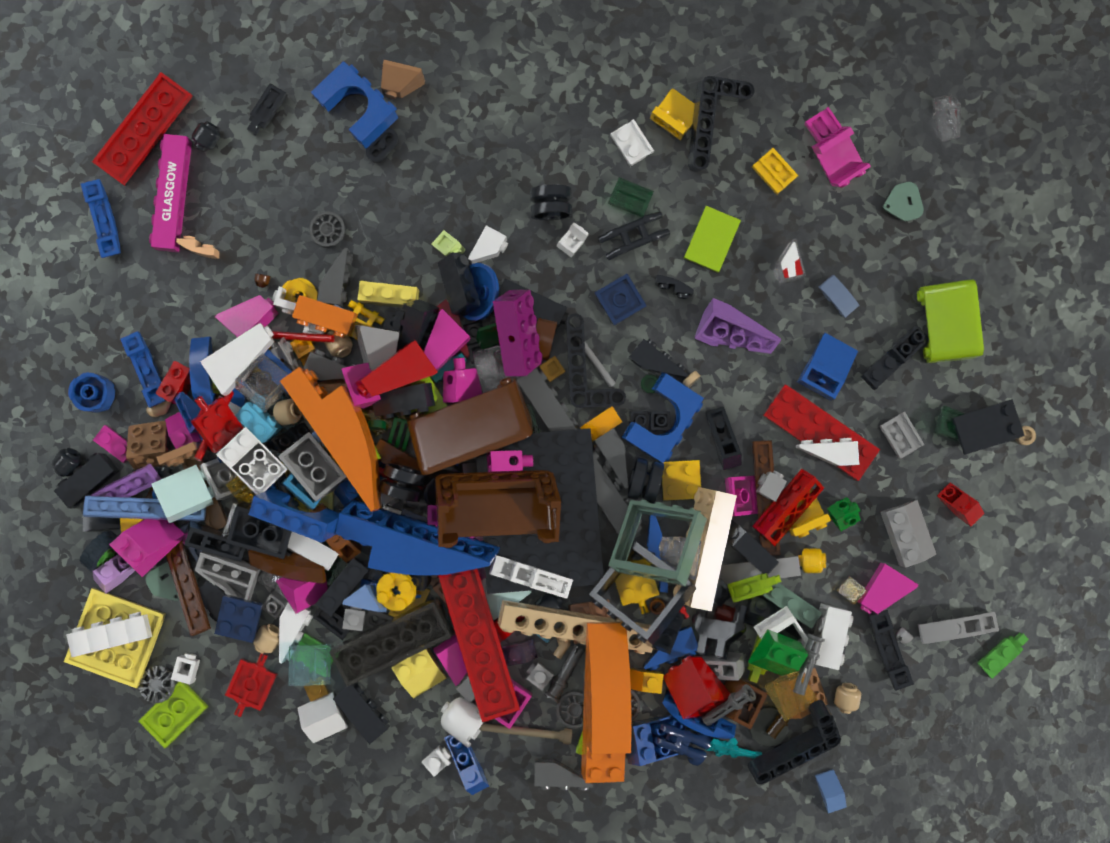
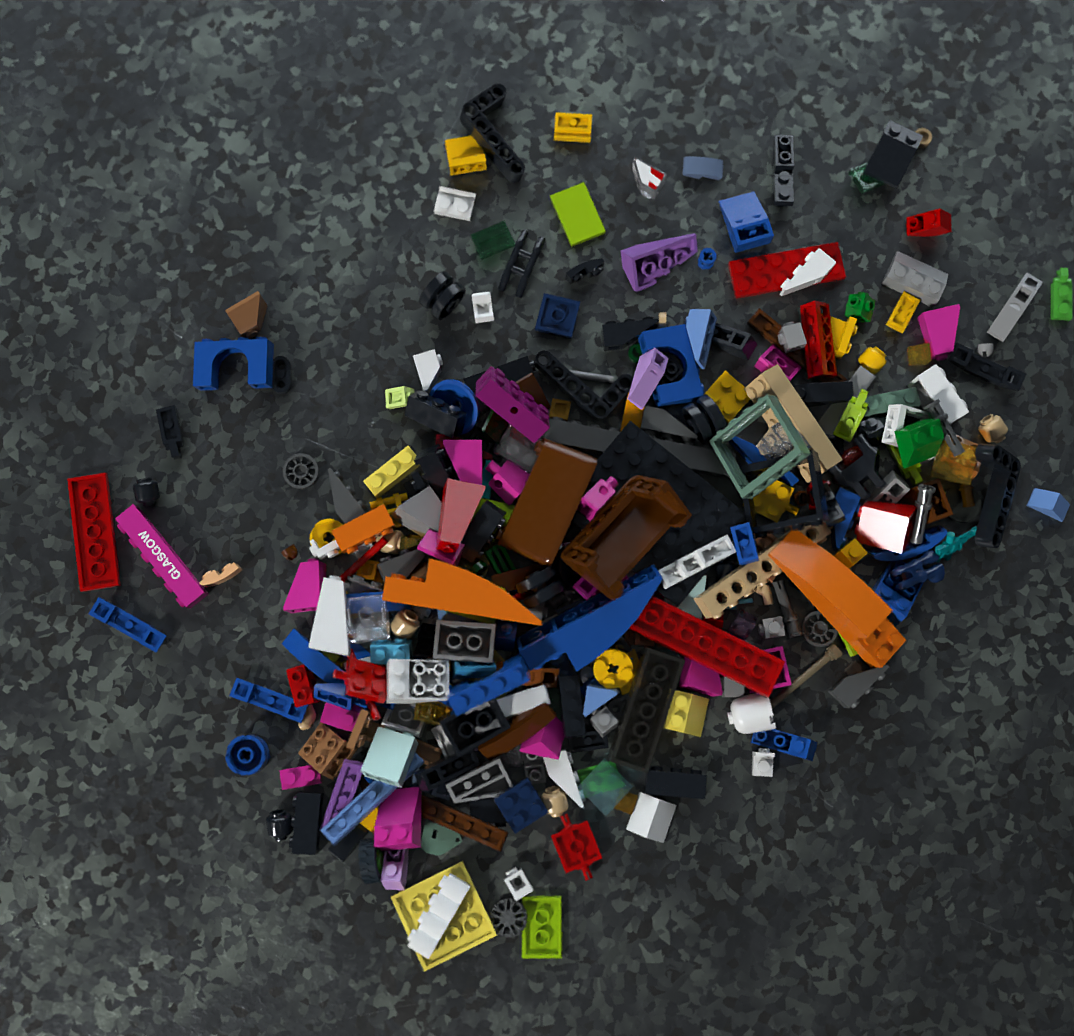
camera: 45 degrees left, 5 degrees down
(350, 356) = (409, 541): none -> clear yellow slope
(578, 599) = (745, 543): none -> blue slope
(635, 409) = (647, 376): none -> lavender slope
(709, 414) = (700, 328): none -> medium blue slope
(767, 370) = (709, 262): none -> blue bush
(822, 124) = (579, 67): dark pink plate -> none
(840, 157) = (607, 75): dark pink panel -> none
(873, 548) = (903, 312): none -> yellow plate
(899, 204) = (677, 67): sand green piece -> none
(901, 435) = (842, 218): light grey plate -> none
(952, 321) = (796, 108): lime windscreen -> none

